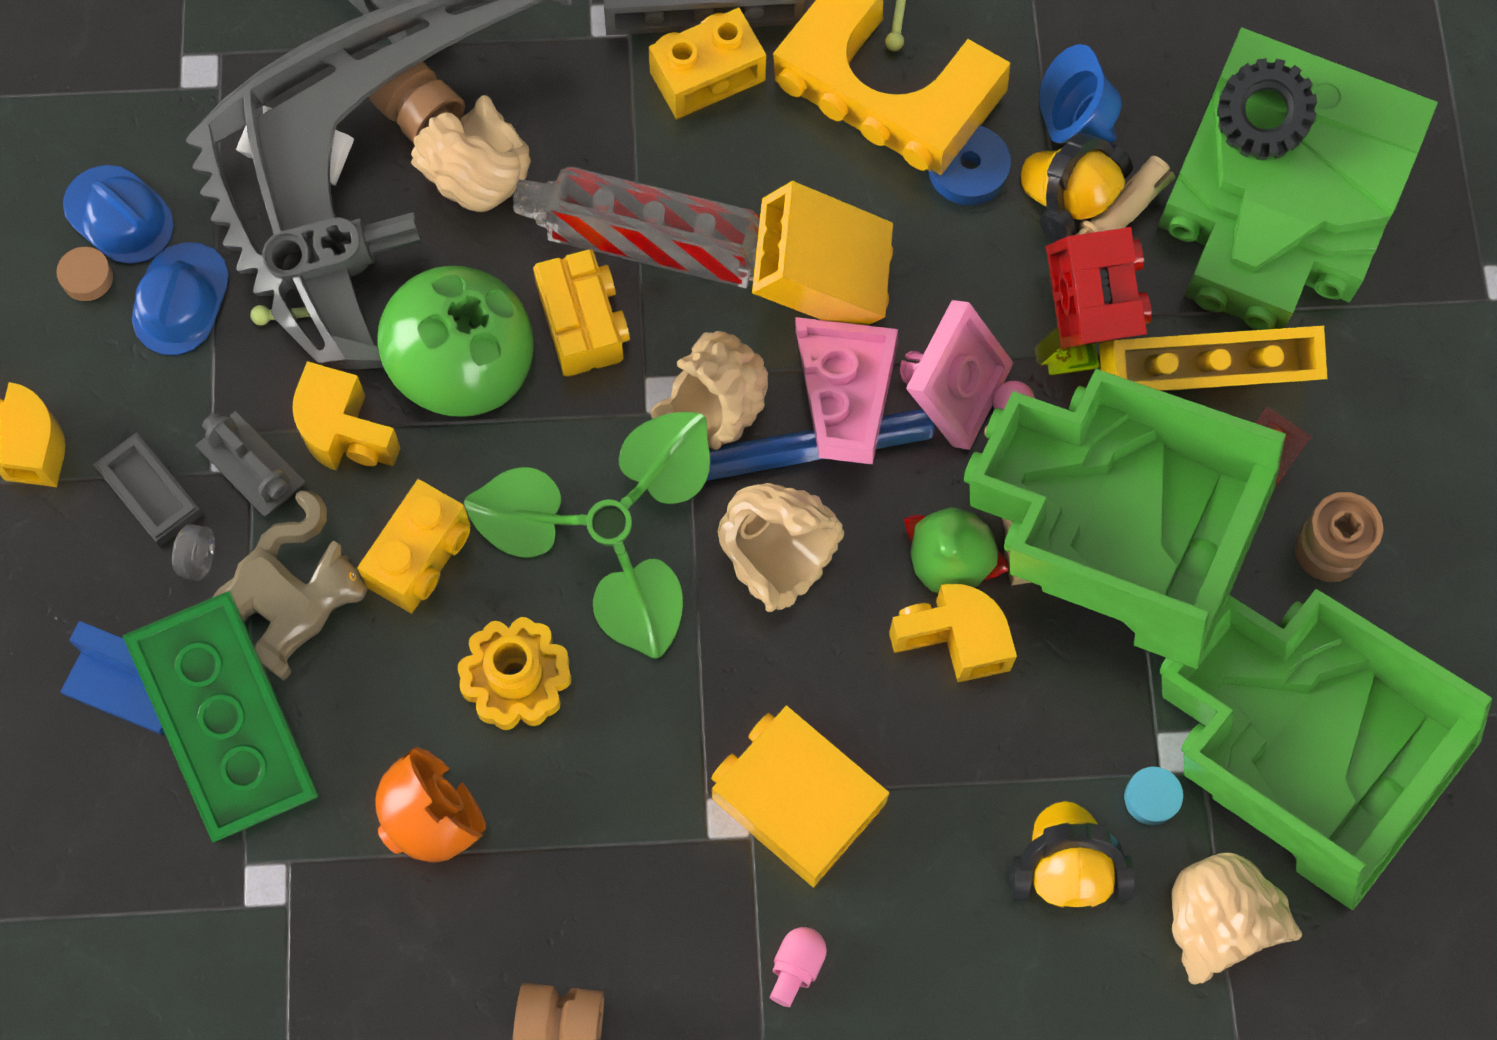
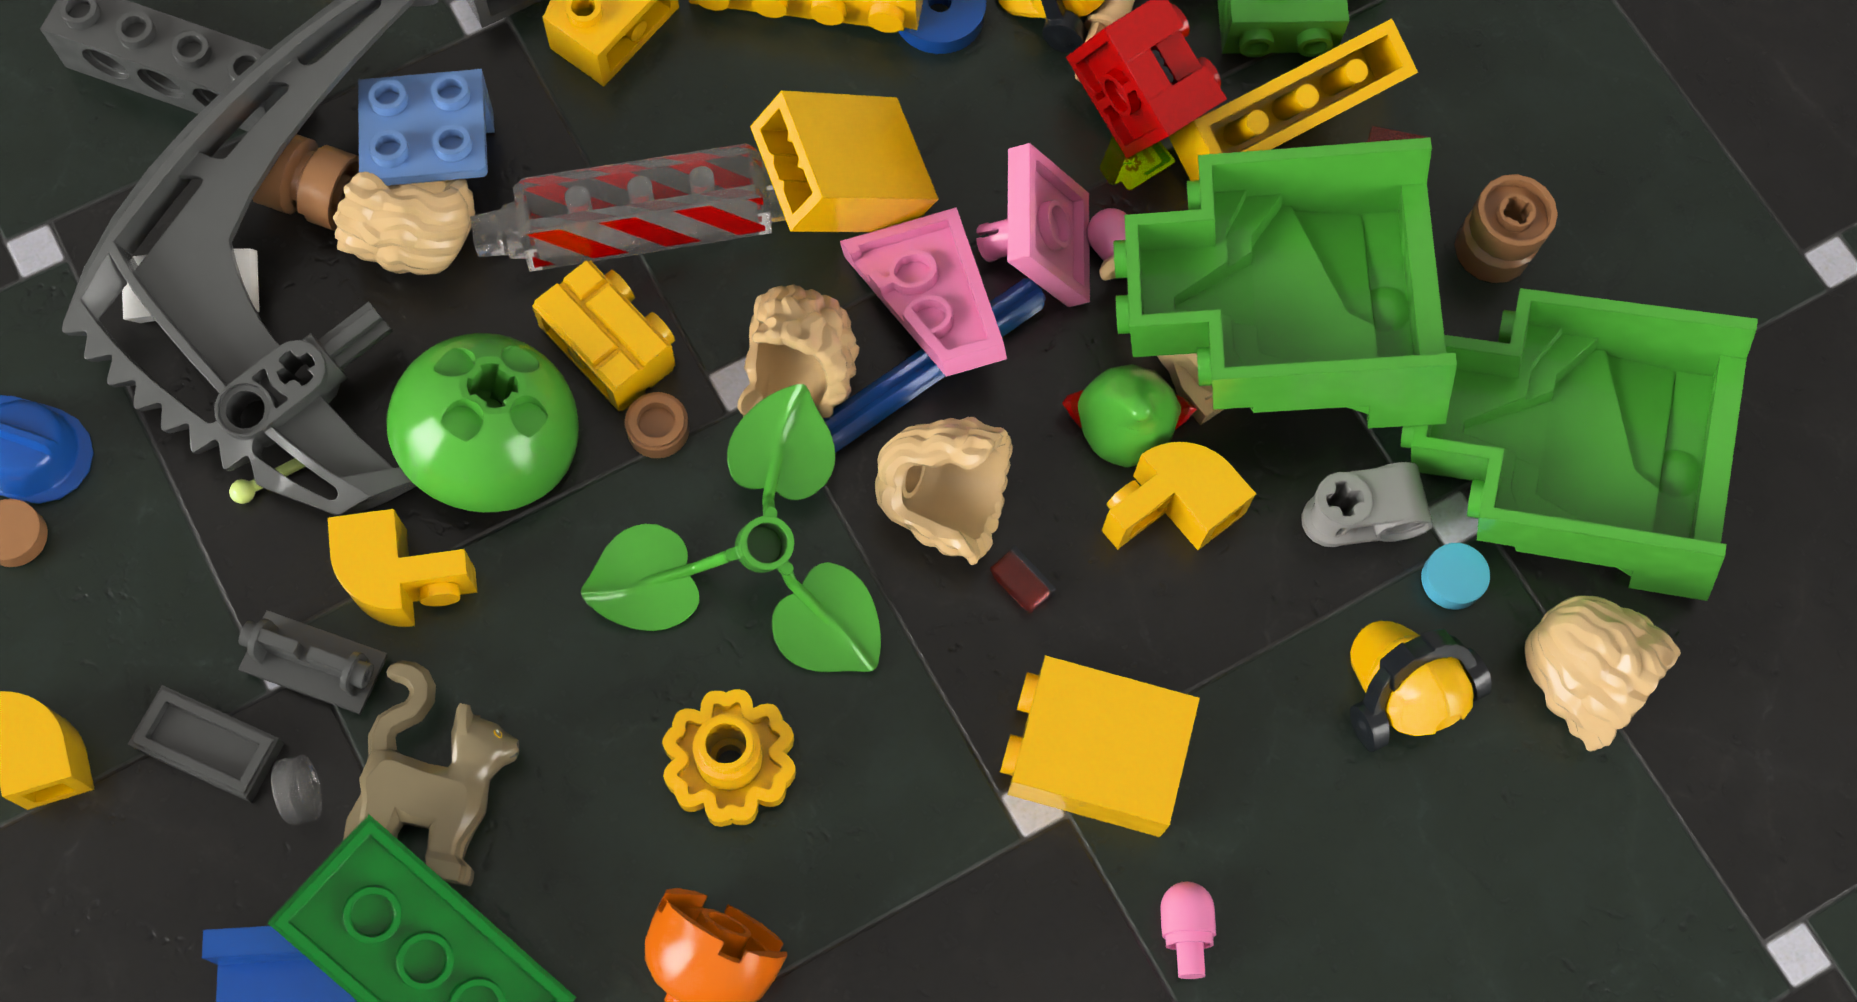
camera: 30 degrees left, 0 degrees up
(179, 298) = (137, 513): blue piece -> none
(415, 546) = (550, 669): yellow brick -> none
(518, 96) = (424, 126): none -> medium blue bracket
(586, 399) = (657, 425): none -> medium nougat tile
(805, 641) = (1022, 579): none -> clear red piece
(1115, 710) = (1377, 506): none -> light grey piece

